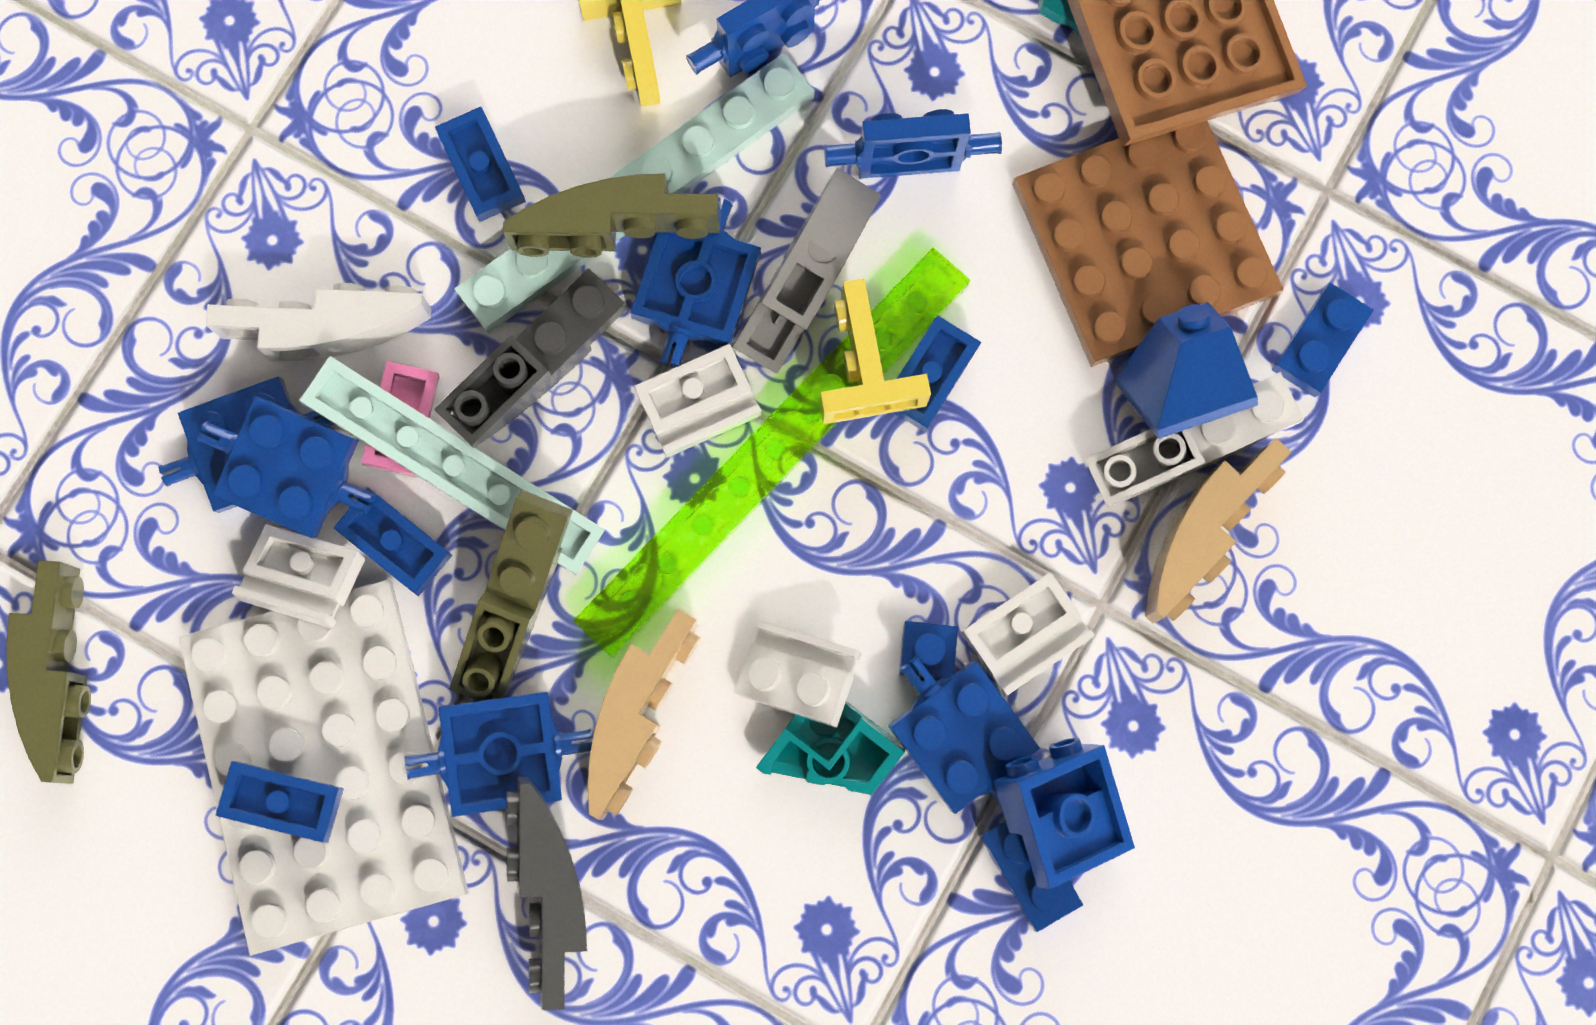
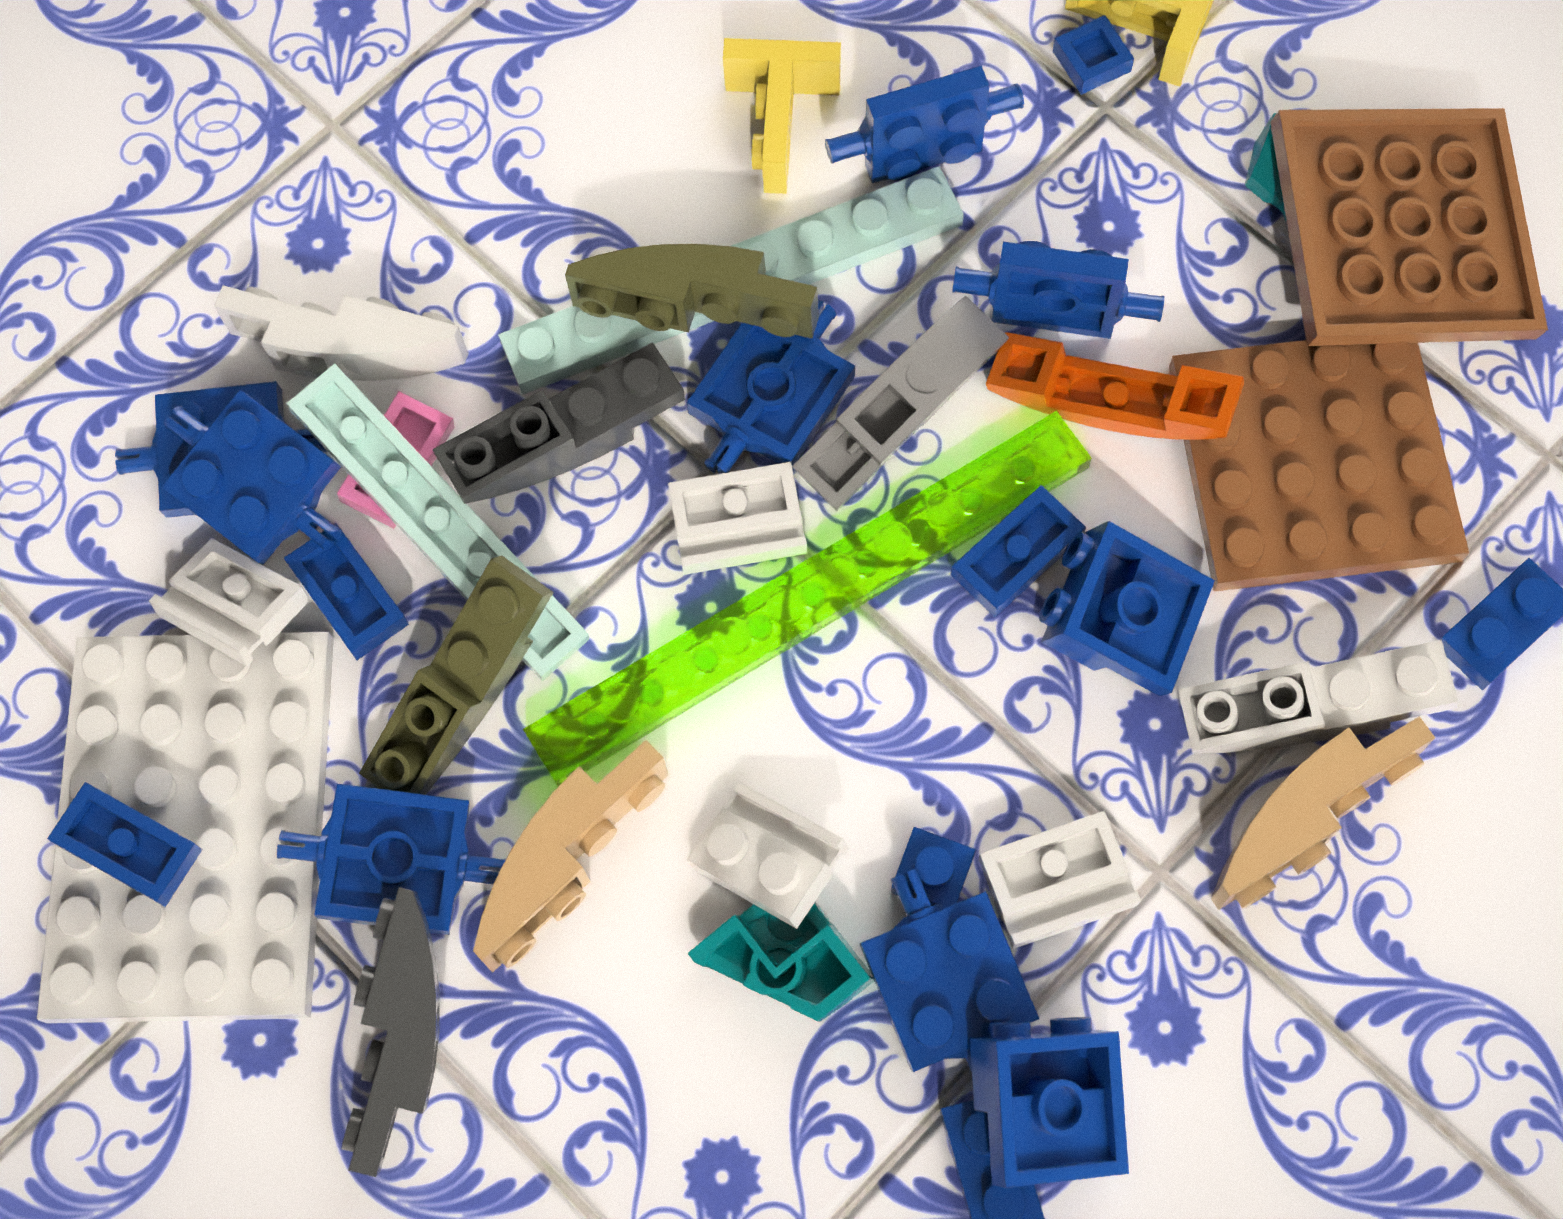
camera: 25 degrees right, 10 degrees down
(480, 164) = (565, 208): blue plate -> none
(863, 365) = (934, 548): light yellow bracket -> none
(977, 222) = (1114, 396): none -> orange slope
(1027, 401) = (1125, 607): none -> blue plate
(1187, 372) = (1327, 613): blue slope -> none

